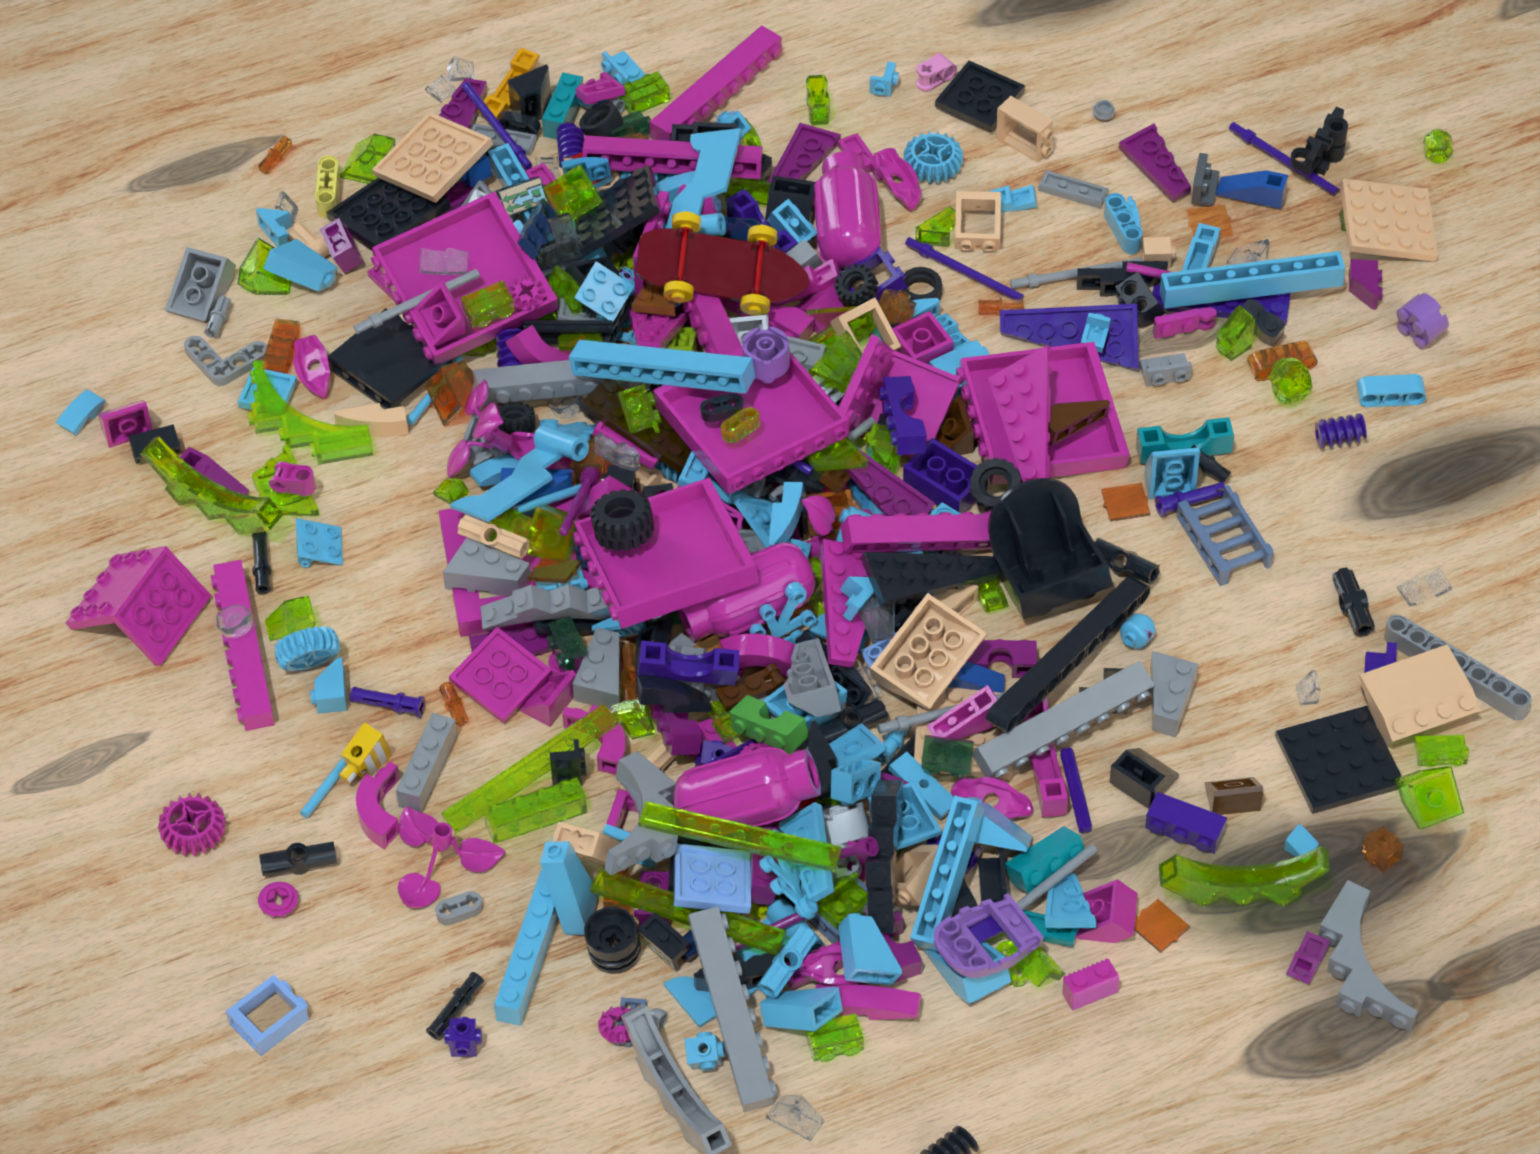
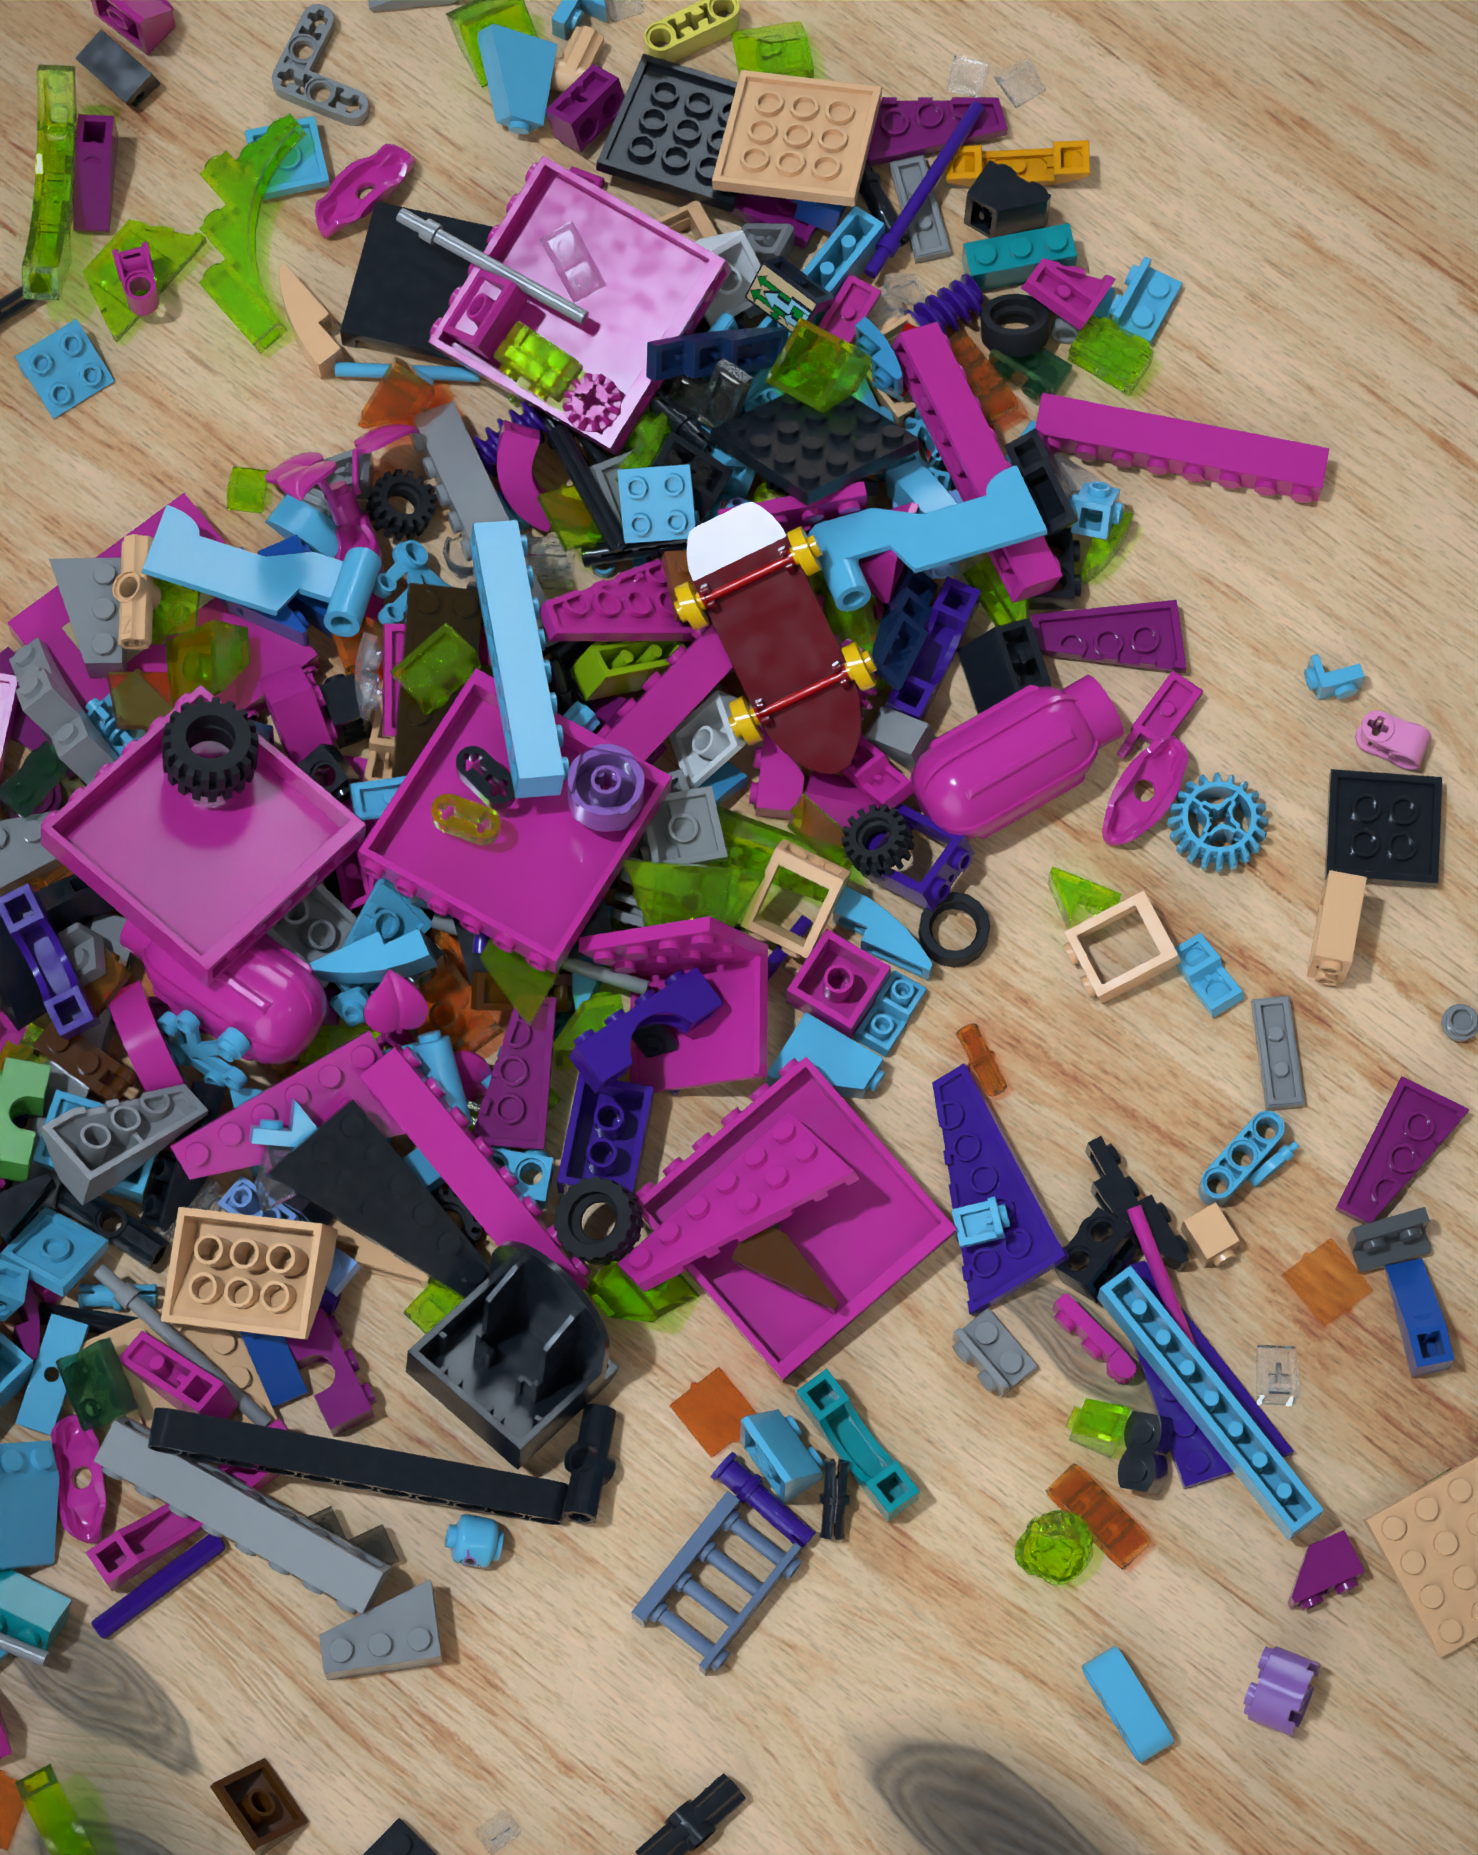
camera: 60 degrees right, 20 degrees up
(217, 316) = (383, 20): light grey axle -> none
(281, 345) = (366, 131): clear orange beam -> none
(519, 122) = (954, 216): black beam -> none
(547, 499) = (272, 633): medium azure bar -> none
(588, 479) = (322, 661): magenta piece -> none
(789, 218) = (956, 690): medium azure brick -> none
(818, 100) = (1225, 604): clear neon green brick -> none
(897, 306) = (864, 916): clear orange brick -> none
(928, 251) = (1034, 904): dark purple bar -> none
(956, 428) = (703, 1108): reddish brown slope -> none
(1034, 280) = (1062, 1083): light grey bar -> none
(1141, 775) = (223, 1667): black slope -> none
(1186, 823) = (168, 1765): dark purple brick -> none
(1202, 247) = (1243, 1300): medium azure slope -> none
(1340, 429) = (1000, 1663): dark purple piece -> none

